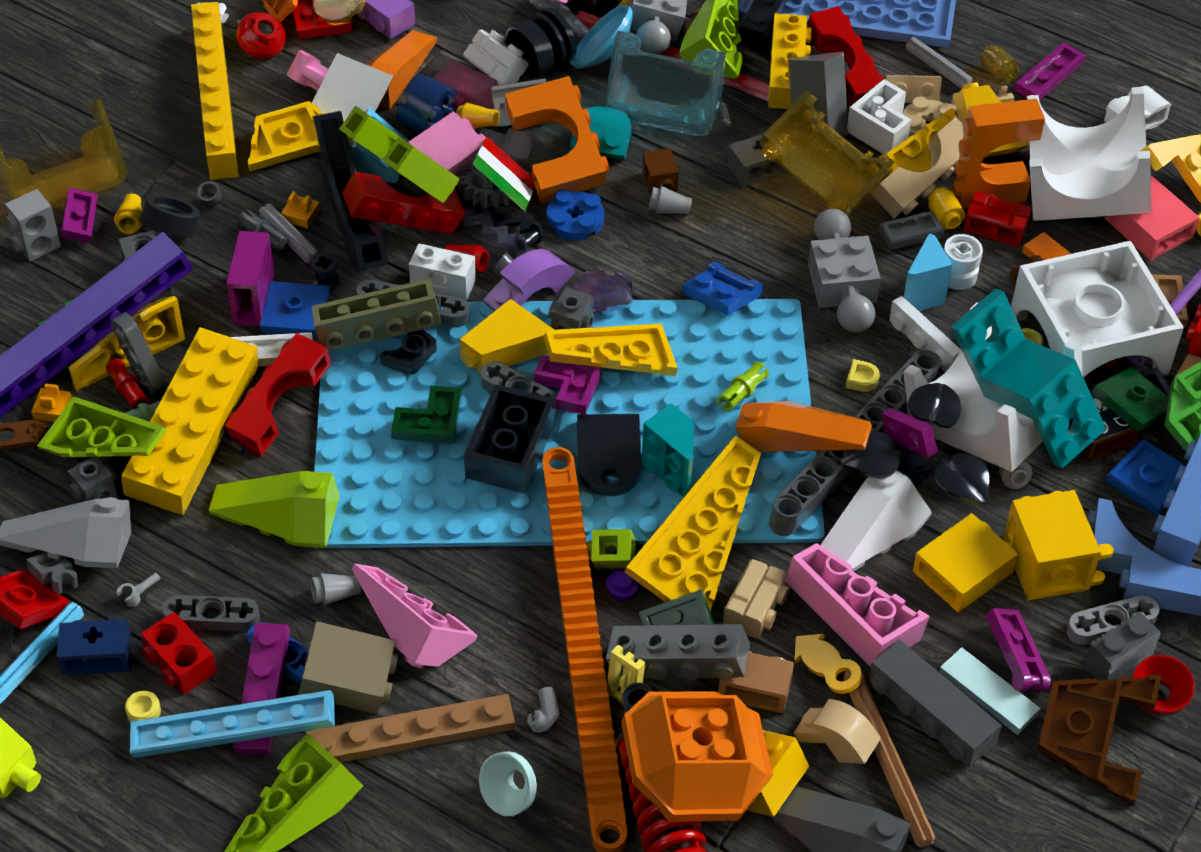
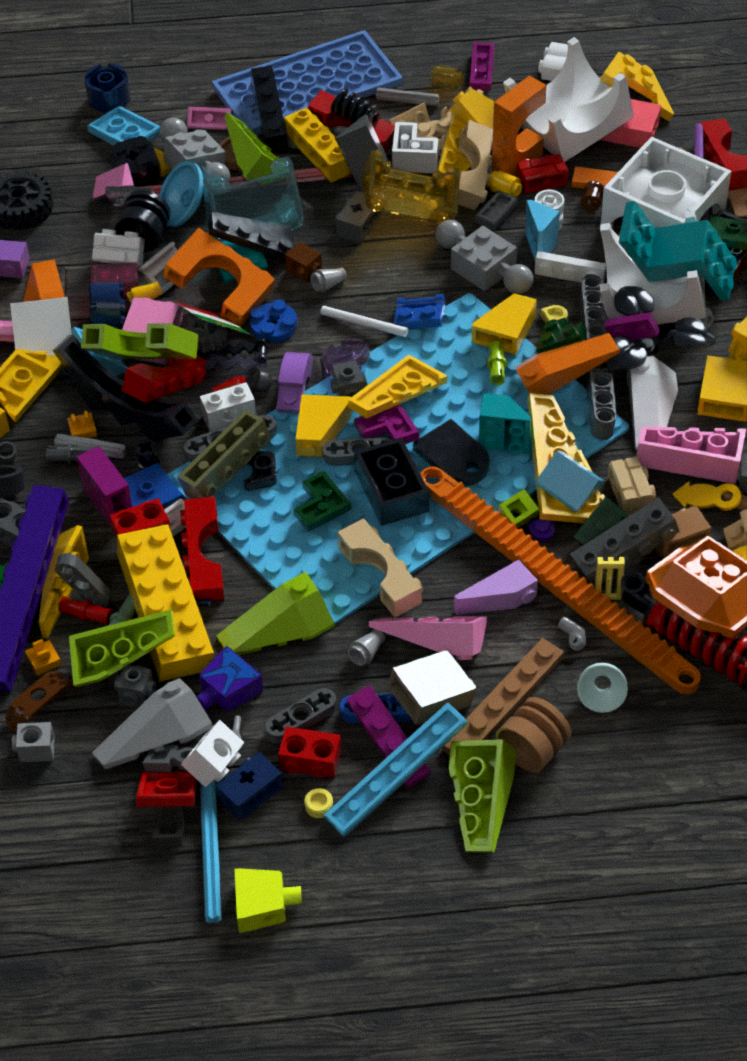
camera: 35 degrees left, 0 degrees up
(103, 584) = (212, 754): none -> white brick
(176, 535) = (228, 681): none -> dark purple torso
(248, 327) = (139, 517): none -> red brick
(389, 782) = (536, 733): none -> medium nougat wheel
(412, 548) = (363, 545): none -> tan arch
(515, 618) = (499, 591): none -> lavender slope
(630, 115) = (258, 235): none -> black wing
(661, 267) = (364, 321): none -> white bar
(688, 550) = (568, 481): none -> medium azure slope
(793, 351) = (506, 323): none -> yellow slope
(838, 395) = (559, 334): none -> dark green plate
(847, 37) = (354, 109): none -> black piece

